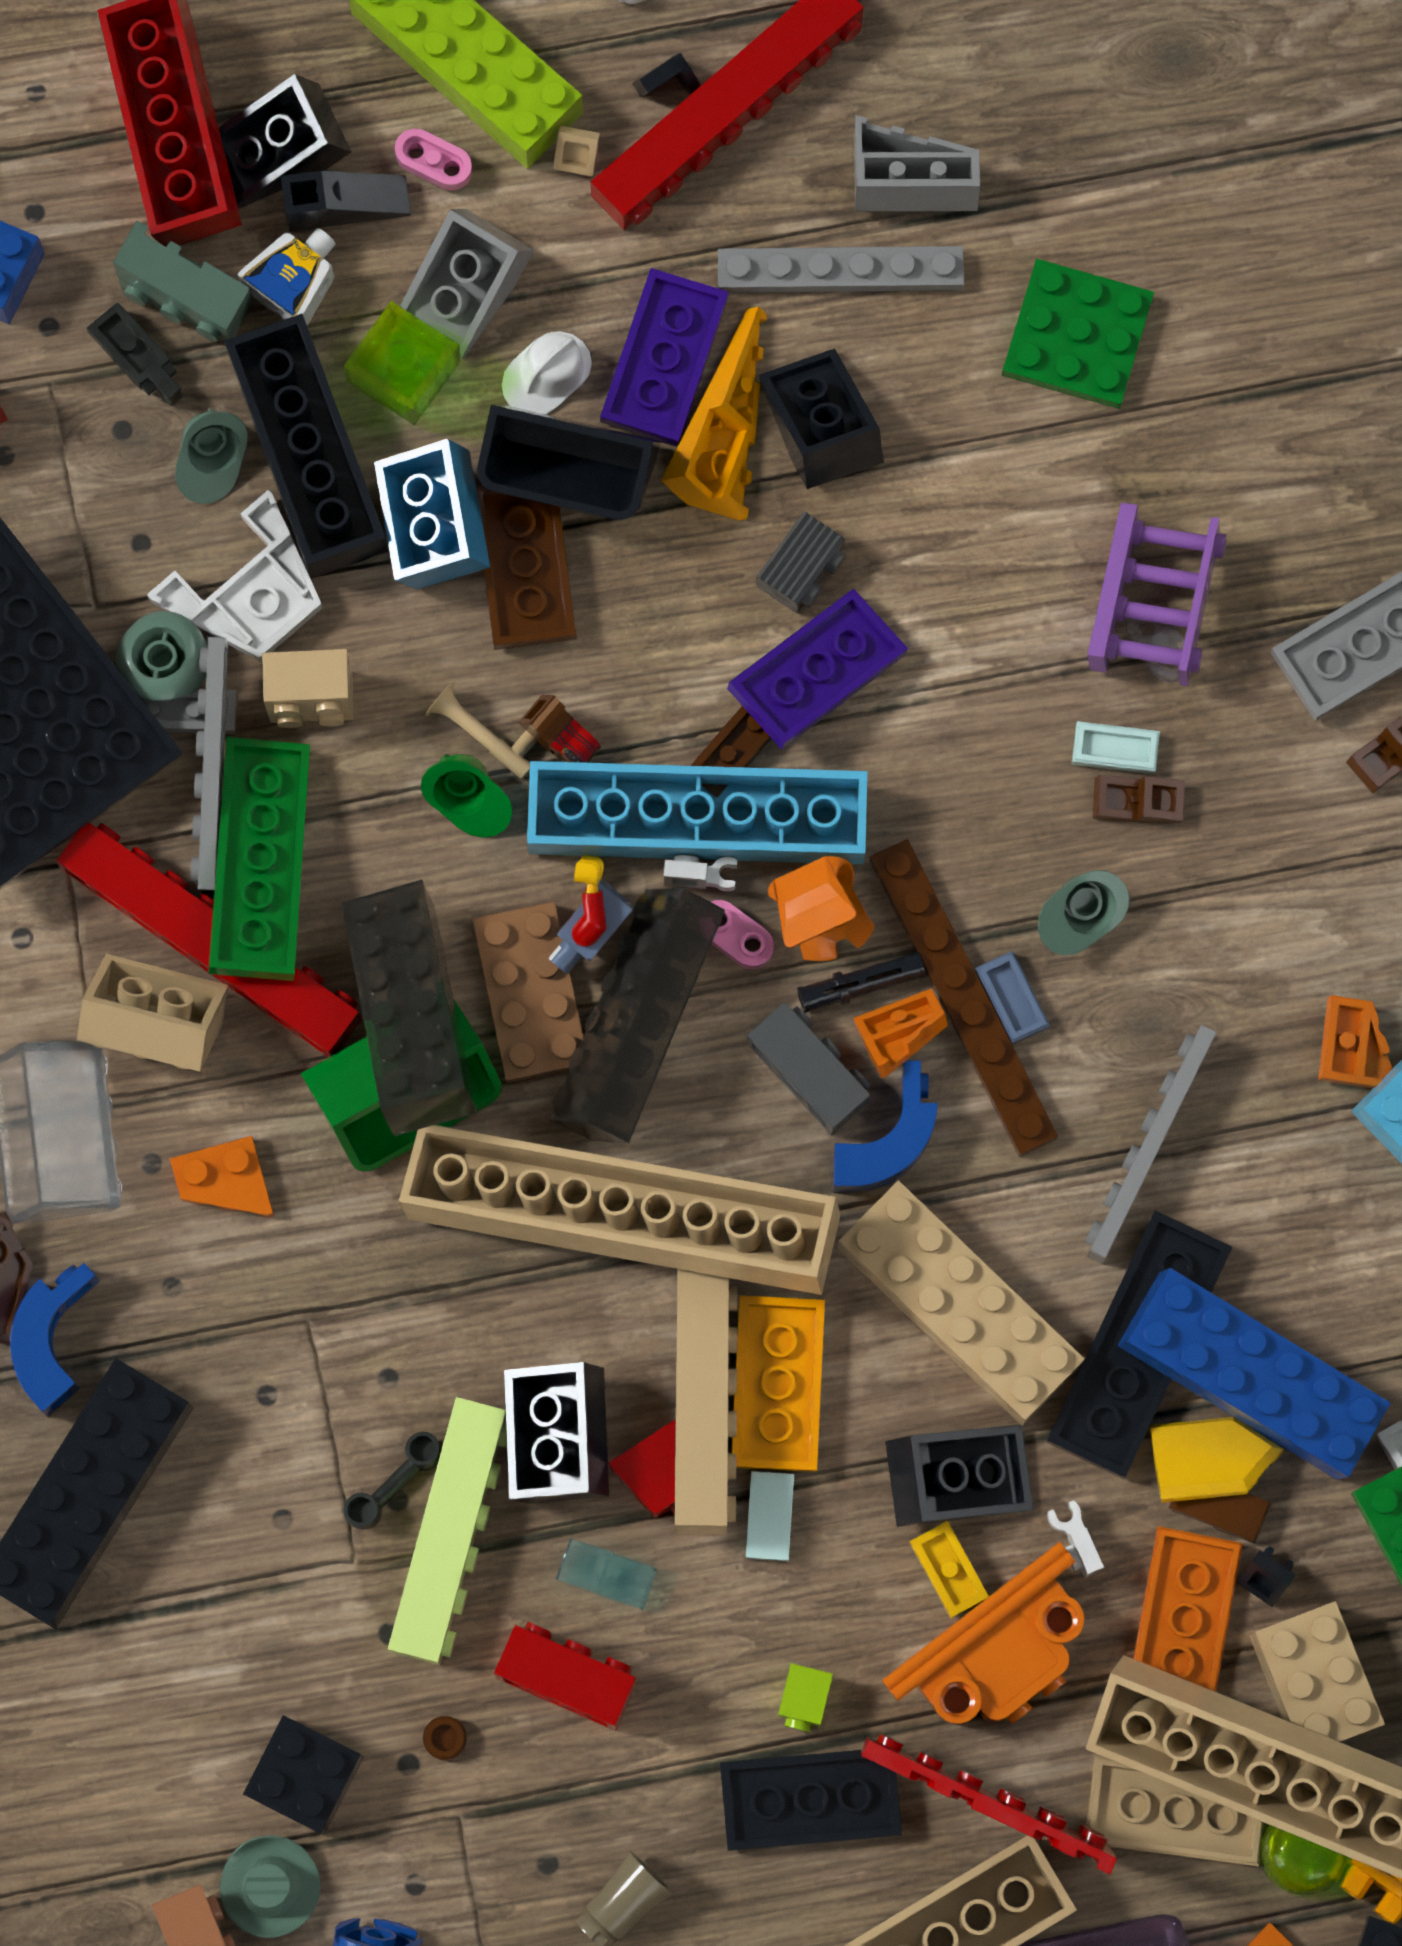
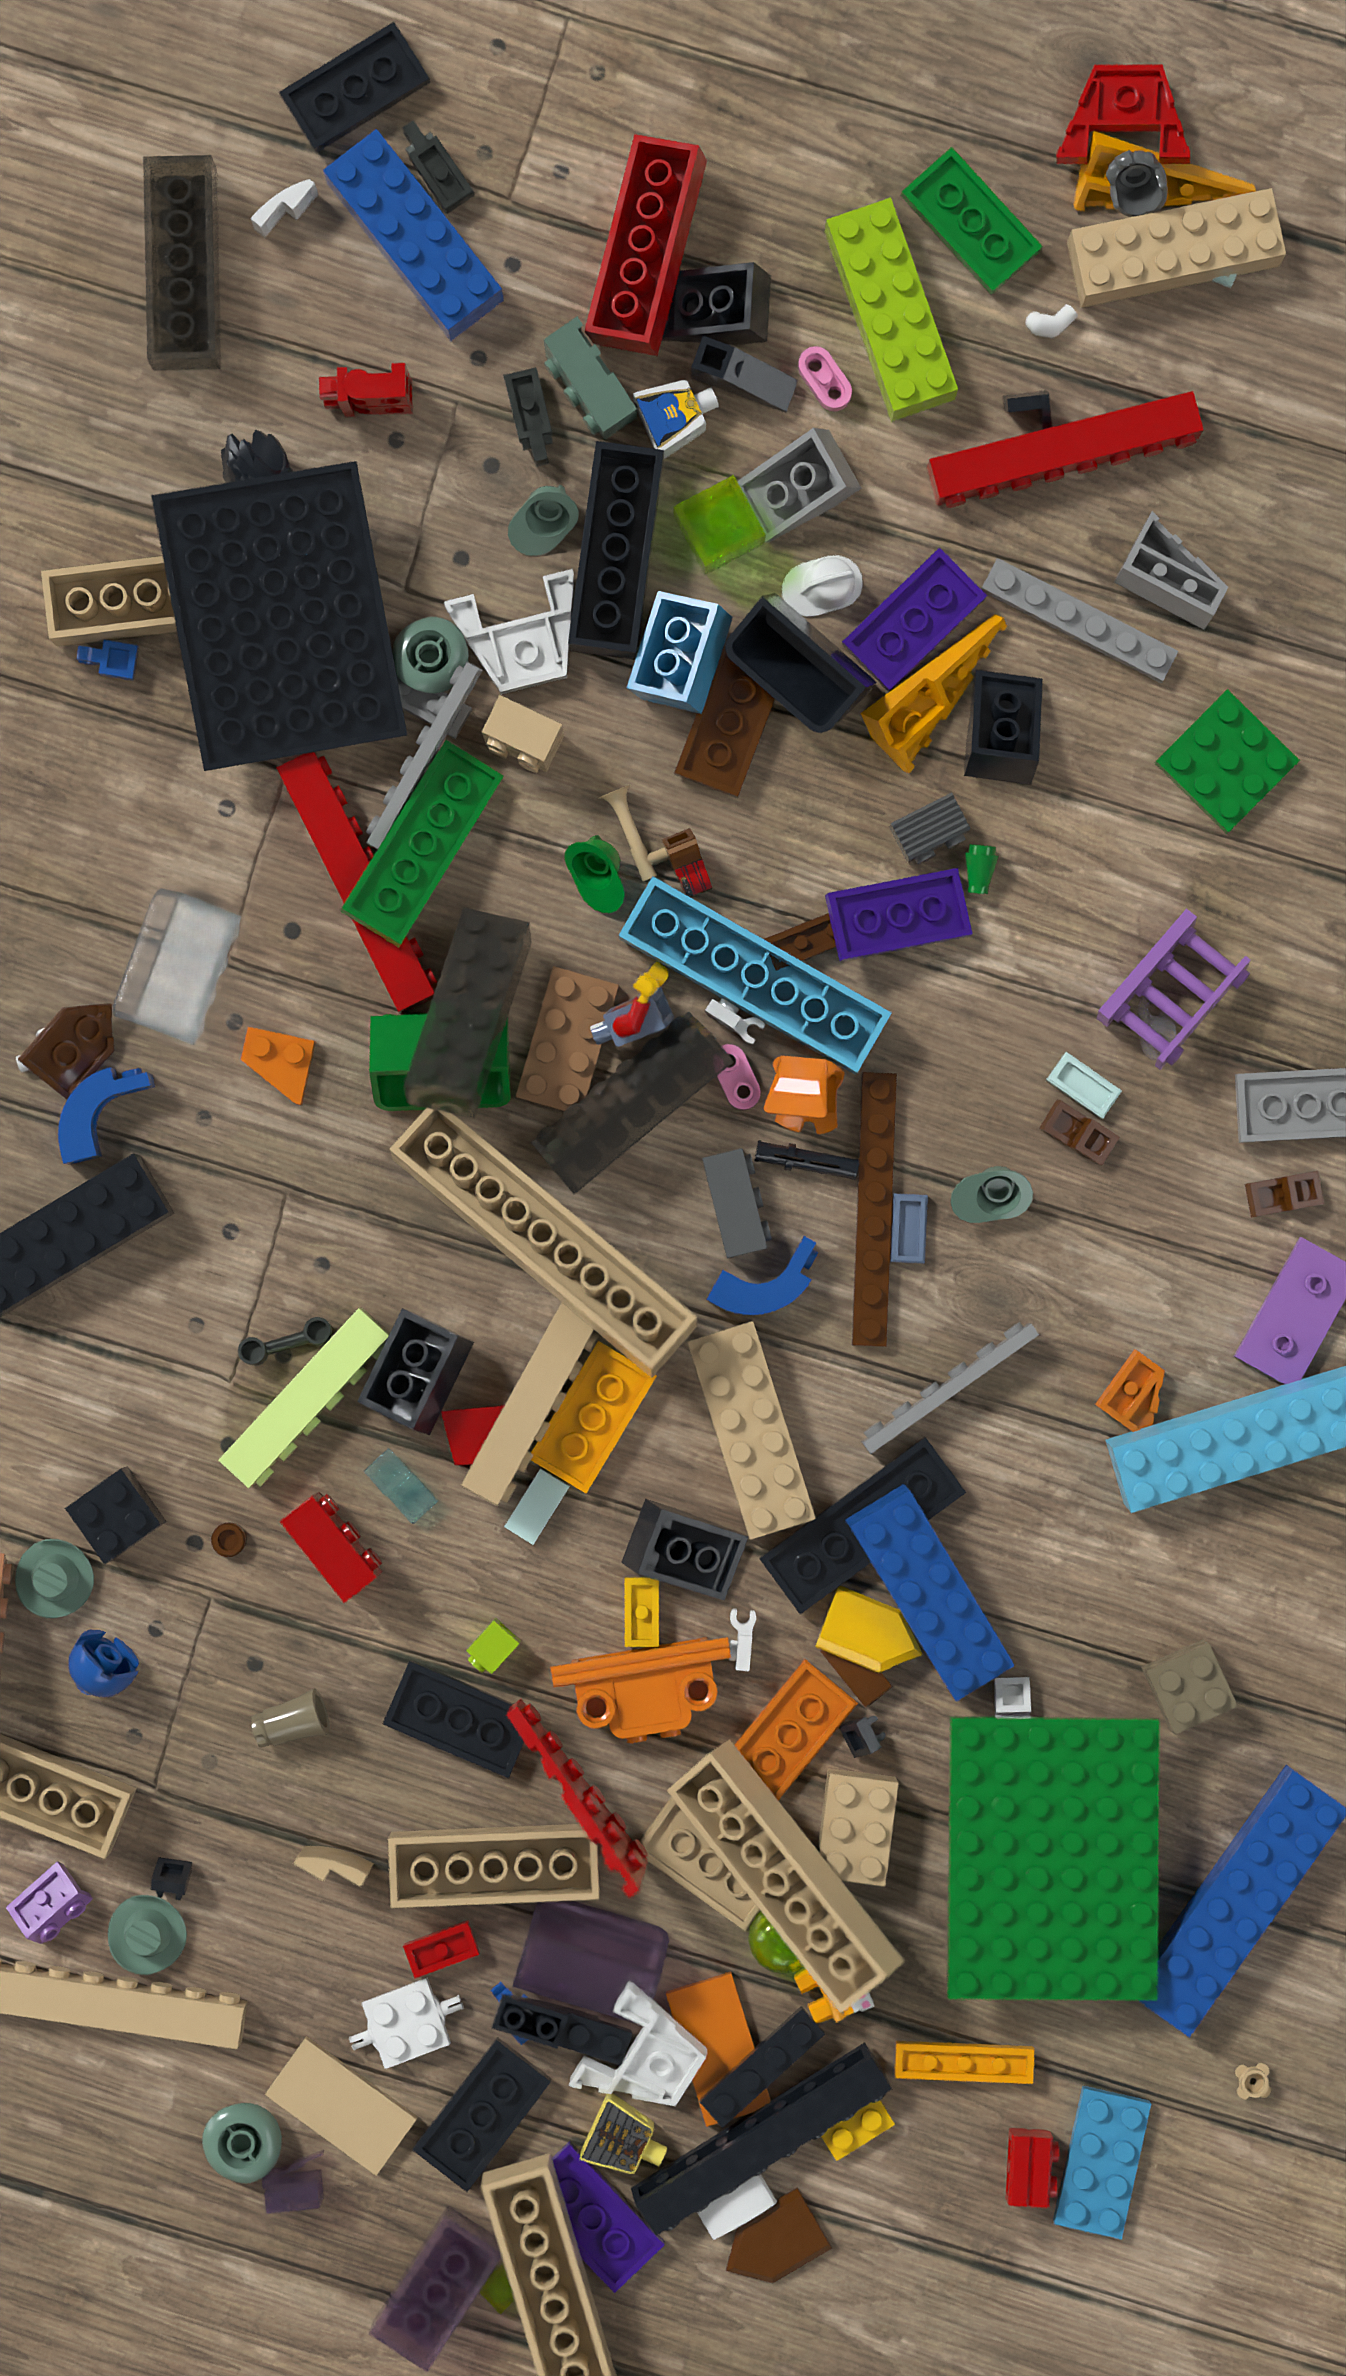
camera: 30 degrees right, 10 degrees up
(152, 1012) = (287, 916): tan brick -> none
(576, 151) = (933, 428): tan plate -> none
(877, 575) = (980, 867): none -> green cone
(900, 1029) = (815, 1211): orange wing -> none

